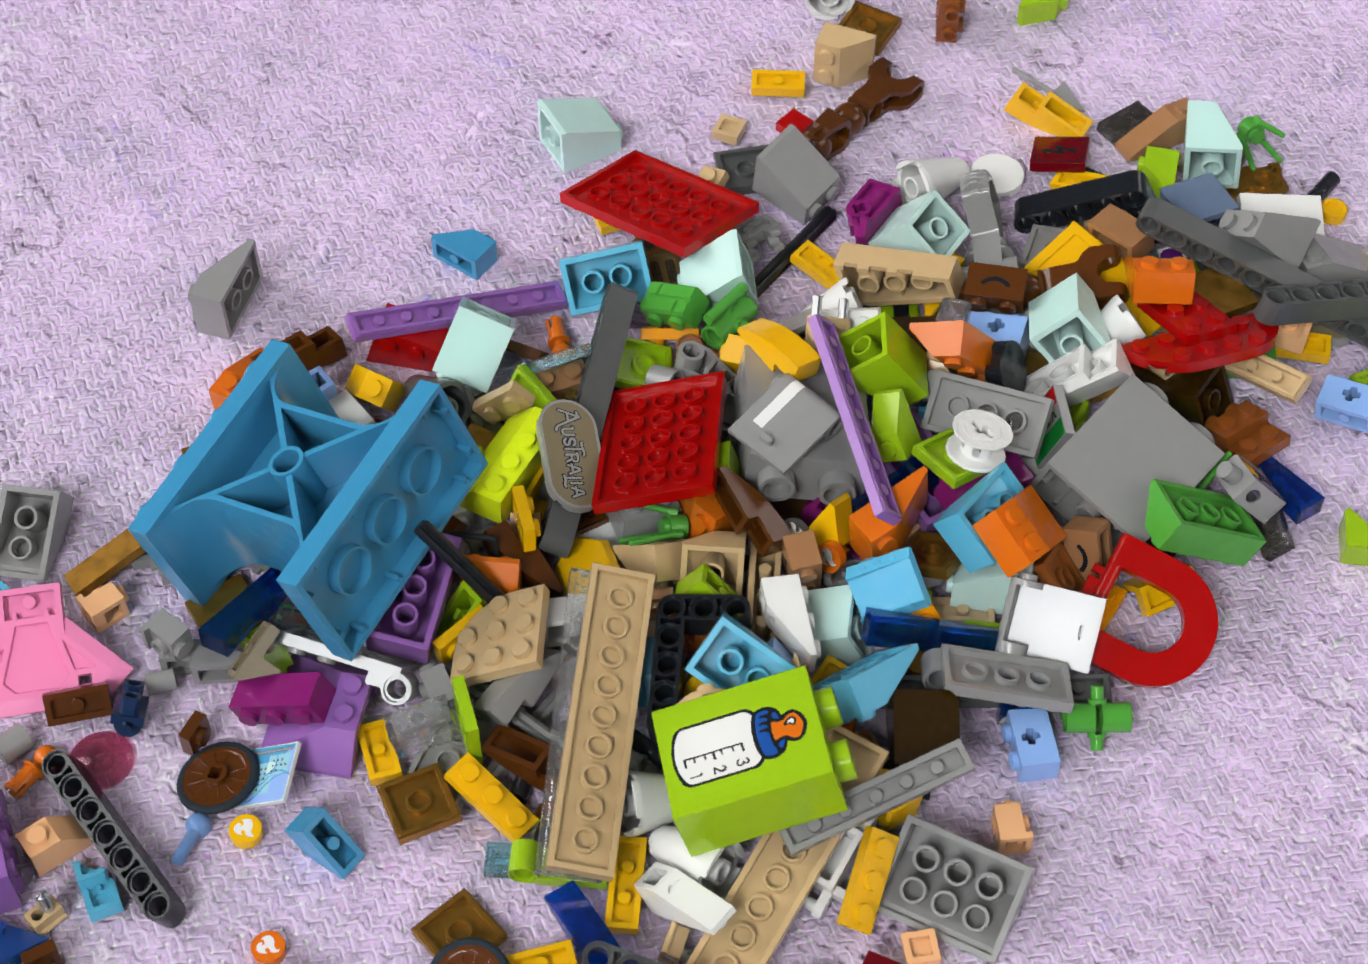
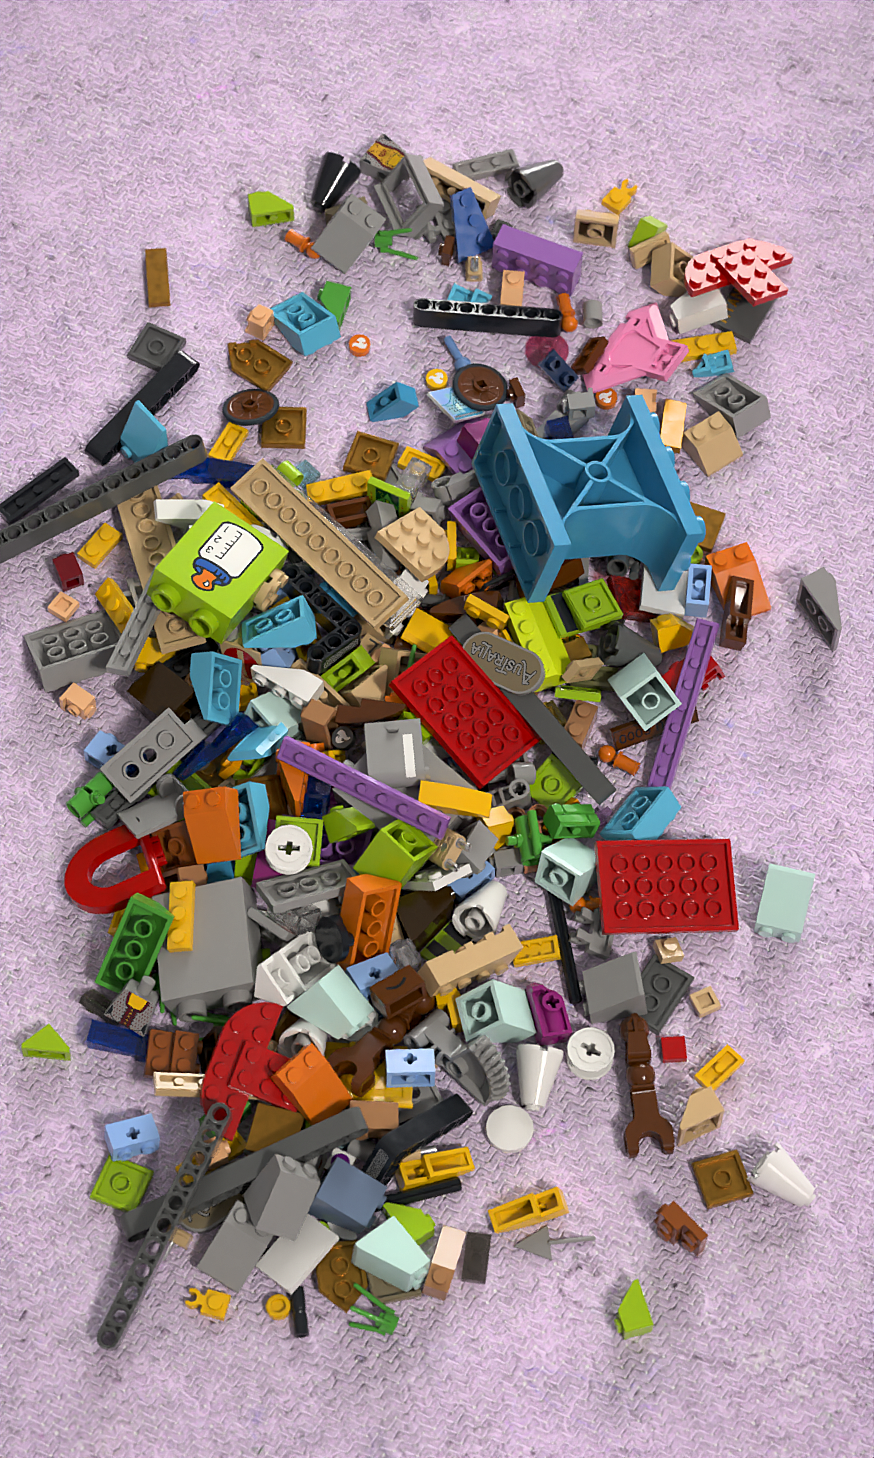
camera: 130 degrees right, 10 degrees up
(97, 517) = (712, 444): none -> tan slope
(125, 649) = (606, 399): none -> orange tile
(457, 561) = (475, 547): black axle -> none
(466, 251) = (739, 764): dark azure slope -> none
(559, 357) = (591, 724): clear light blue tile -> none
(867, 159) = (588, 1041): none -> white piece
(1043, 243) = (409, 1068): none -> light blue brick
(1059, 154) = (485, 1176): dark red tile -> none
(1133, 493) = (182, 907): none -> yellow plate

